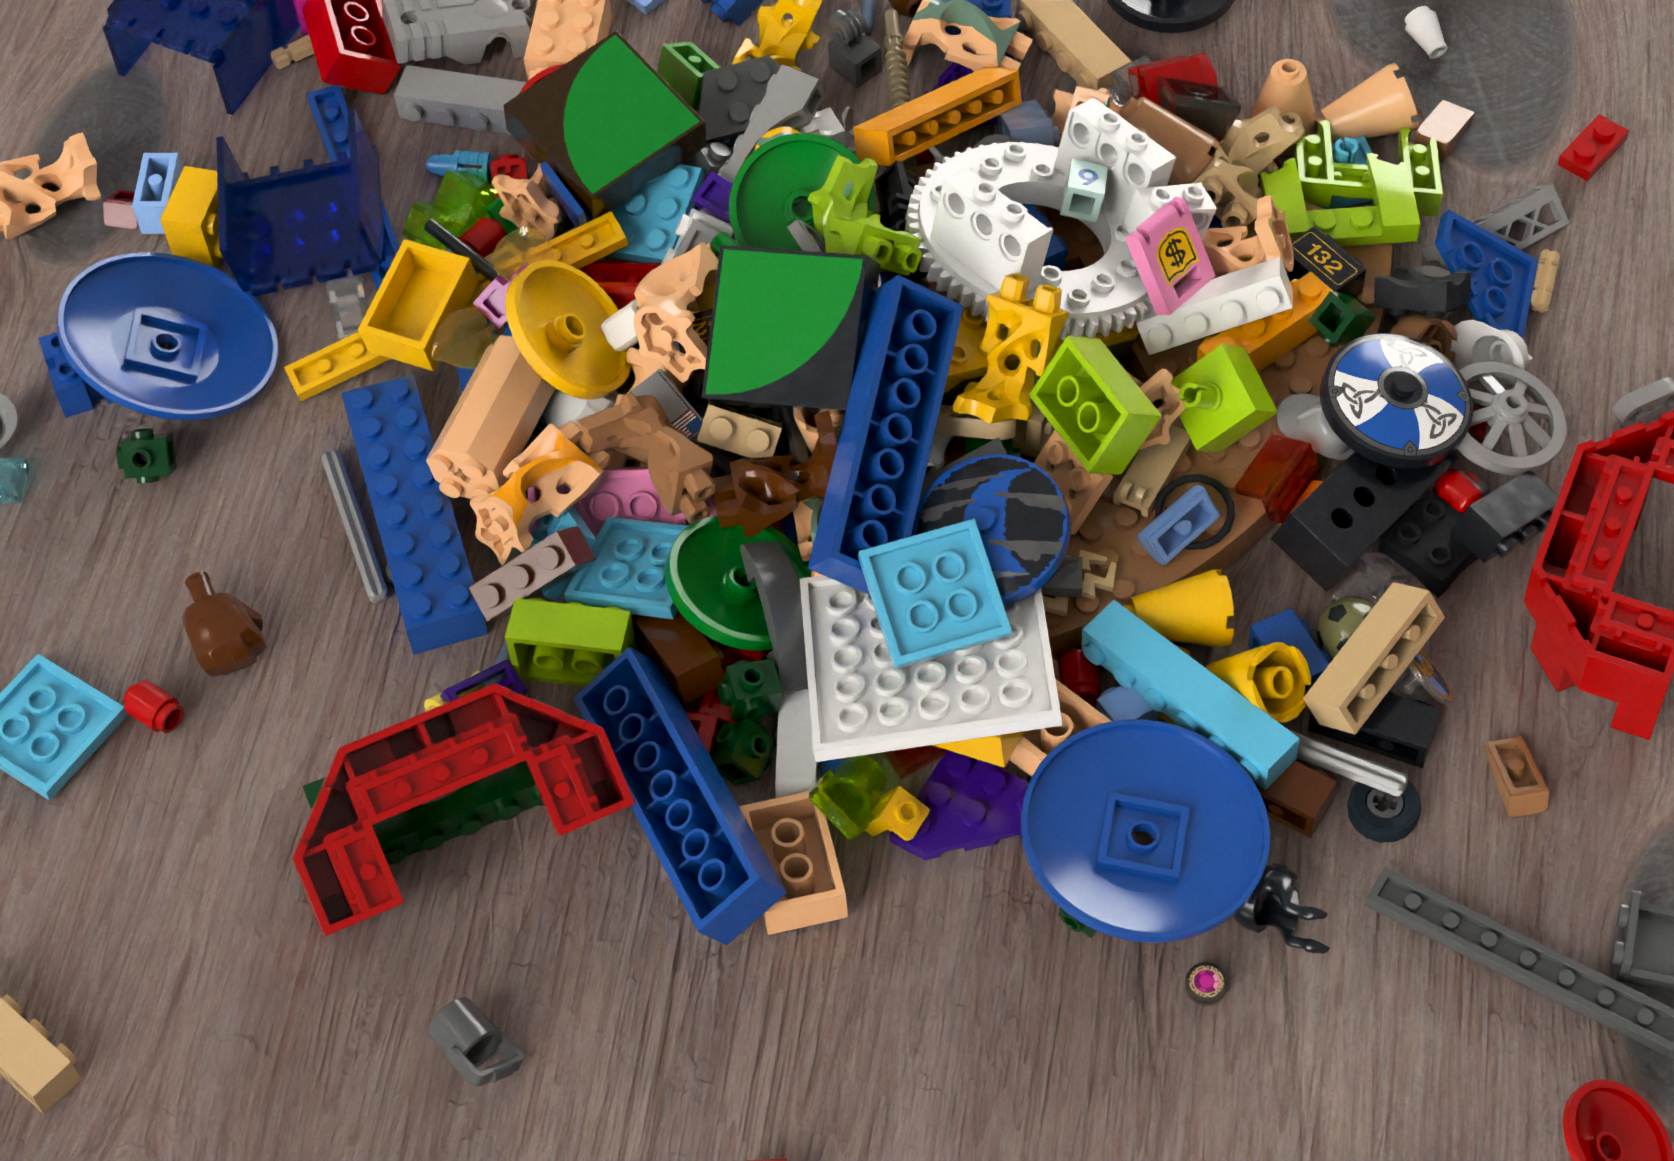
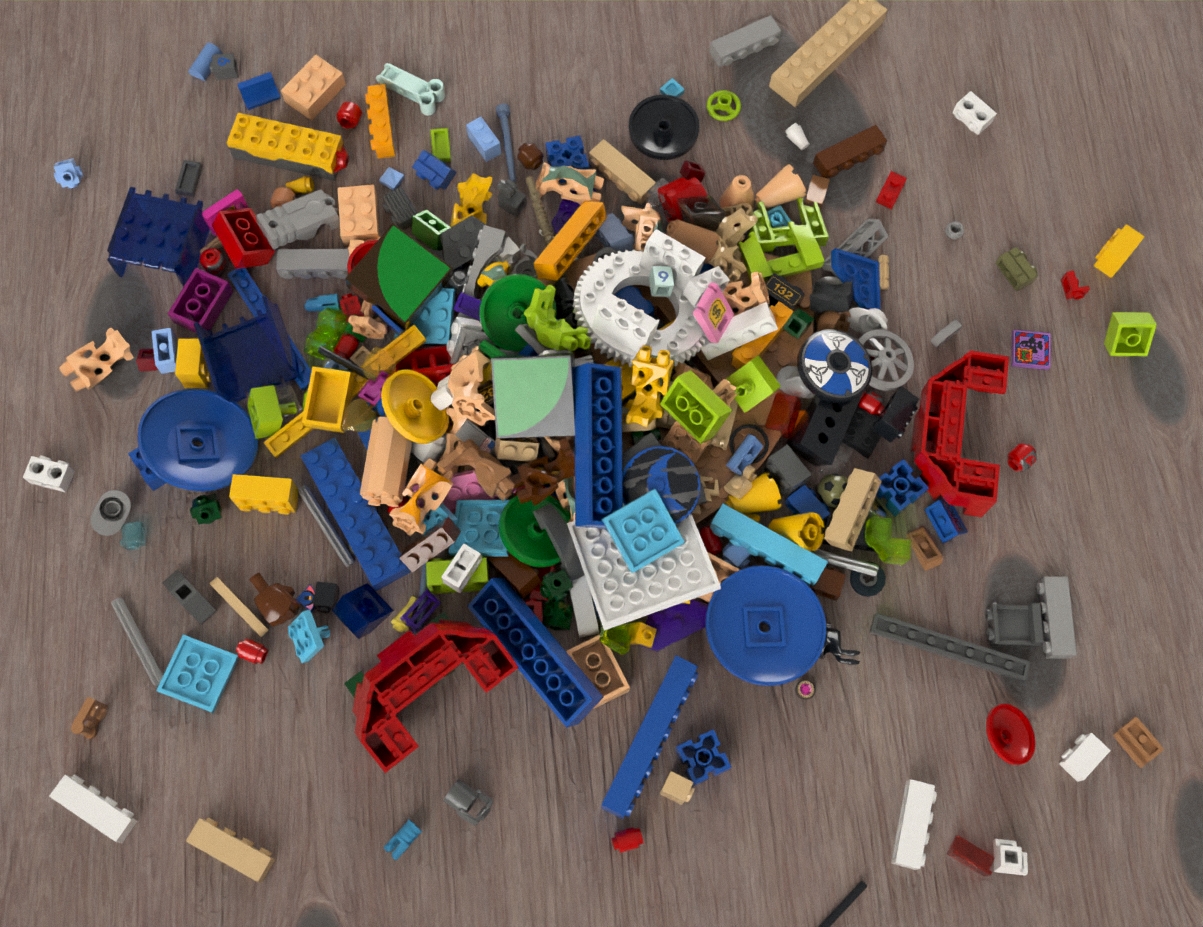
camera: 20 degrees left, 15 degrees up
(71, 596) = (189, 597): none -> dark grey slope
(154, 628) = (238, 606): none -> tan beam
(254, 119) = (200, 301): none -> magenta brick
(258, 445) = (264, 494): none -> yellow piece
(259, 695) = (307, 636): none -> medium azure plate
(284, 640) = (306, 598): none -> blue tile
(287, 70) = (213, 261): none -> red head
(304, 312) = (266, 411): none -> lime brick
(317, 640) = (326, 596): none -> black brick
(330, 1088) = (406, 836): none -> dark azure hinge
(376, 675) = (362, 610): none -> clear blue slope
(575, 610) = (461, 568): none -> white brick
(645, 31) = (399, 207): none -> dark grey brick
(860, 999) = (648, 738): none -> blue brick
(891, 1100) = (677, 788): none -> tan brick
(974, 1038) = (707, 746): none -> blue brick
(1158, 577) = (740, 485): none -> tan plate
(1218, 57) = (691, 170): none -> dark red slope
(1261, 574) = (787, 471): none -> dark grey brick
(1438, 745) = (879, 535): none -> clear neon green brick
(1485, 650) = (900, 477): none -> blue brick
(1524, 70) = (850, 152): none -> reddish brown brick
(1571, 728) = (945, 520): none -> blue panel

